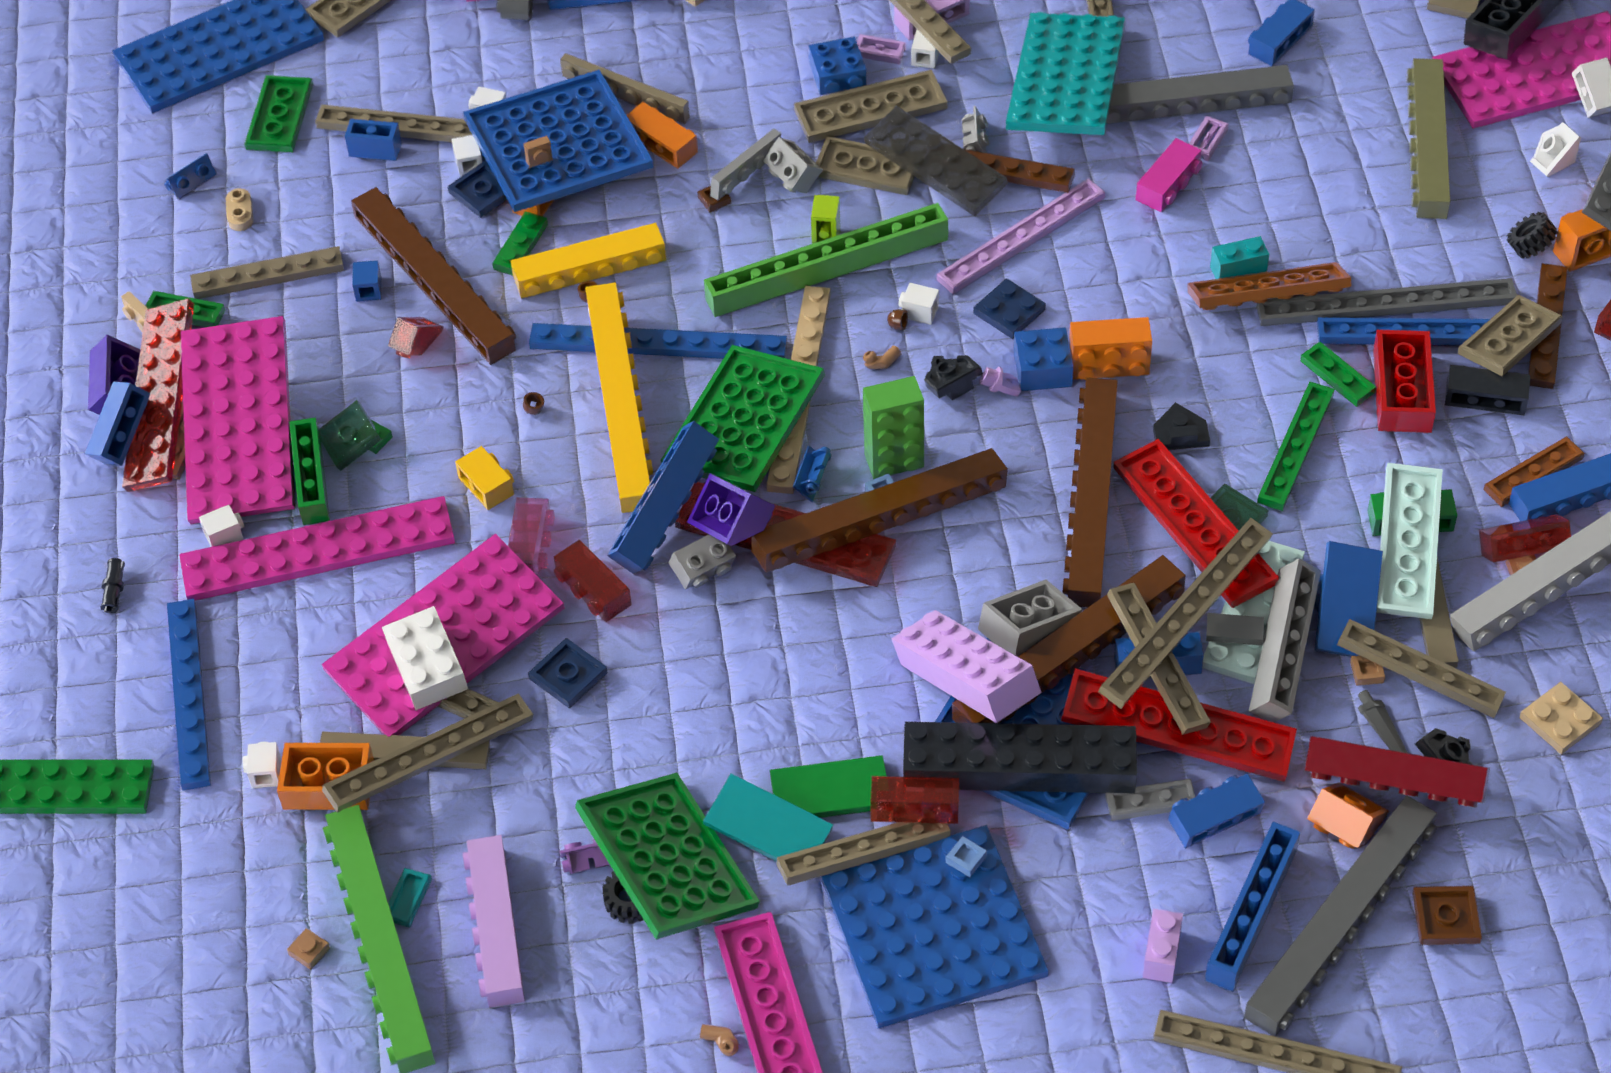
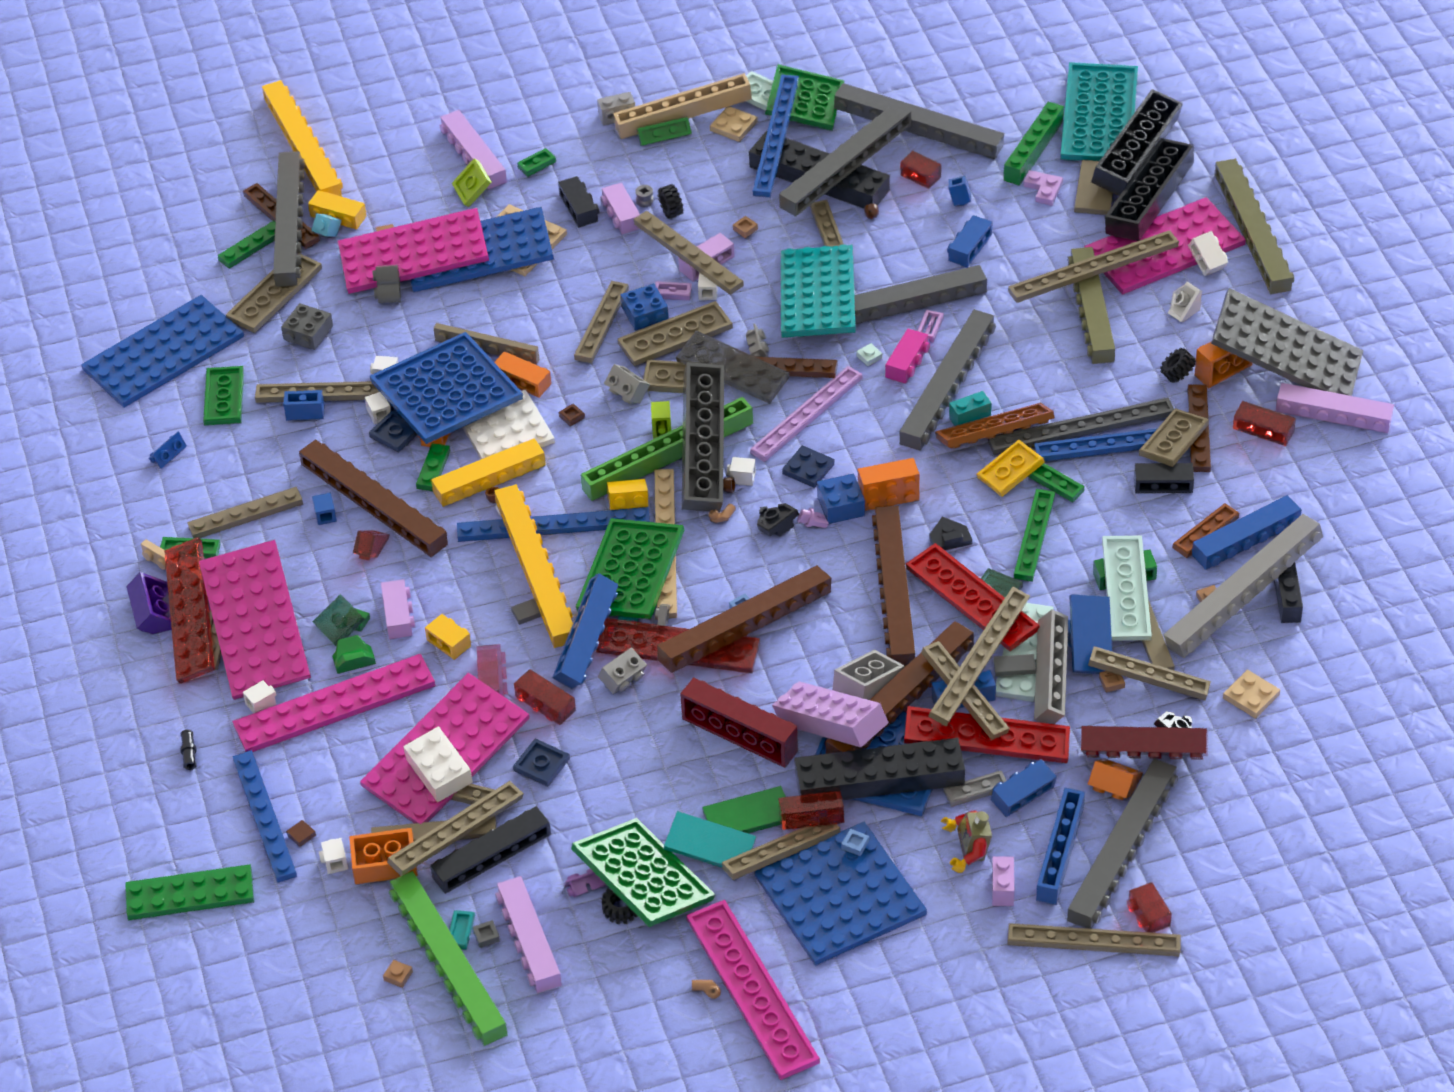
camera: 10 degrees left, 5 degrees down
(117, 423) = (164, 634): blue brick -> none
(229, 725) = (301, 833): none -> reddish brown tile
(239, 209) = (211, 470): tan plate -> none
(309, 471) = (317, 649): green brick -> none
(356, 484) = (352, 654): none -> green slope
(402, 37) = (307, 326): none -> dark grey brick
(428, 430) = (397, 609): none -> lavender brick
(438, 910) = (486, 934): none -> dark grey plate
(471, 788) = (490, 849): none -> black brick
(535, 397) = (475, 579): reddish brown hinge -> none
(538, 151) = (436, 397): medium nougat plate -> none
(595, 457) = (526, 611): none -> dark grey tile
(629, 204) = (509, 428): none -> white plate
(729, 511) = (637, 632): dark purple slope -> none
(742, 166) = (590, 388): light grey plate -> none
(761, 315) = (627, 494): none -> yellow brick
(772, 487) = (662, 614): none -> flat silver plate
(777, 79) = (601, 322): none -> dark tan plate
(811, 471) = (688, 599): blue hinge -> none
(843, 656) = (739, 722): none -> dark red brick
(873, 251) = (703, 437): none -> dark grey brick
(893, 427) = (744, 558): bright green brick -> none
(1119, 167) = (869, 354): none -> light aqua plate
(1133, 873) = (974, 837): none -> torso
(1216, 215) = (947, 380): none -> dark grey brick
(1279, 347) = (1010, 468): none -> yellow tile
(1363, 1019) = (1149, 908): none -> clear red brick
(1379, 719) = (1123, 709): dark grey bar -> none
(1404, 381) = (1103, 479): red brick -> none
(1438, 86) = (1093, 266): none -> dark tan plate
(1446, 915) = (1194, 833): reddish brown plate -> none
(1523, 538) = (1205, 576): clear red brick -> none

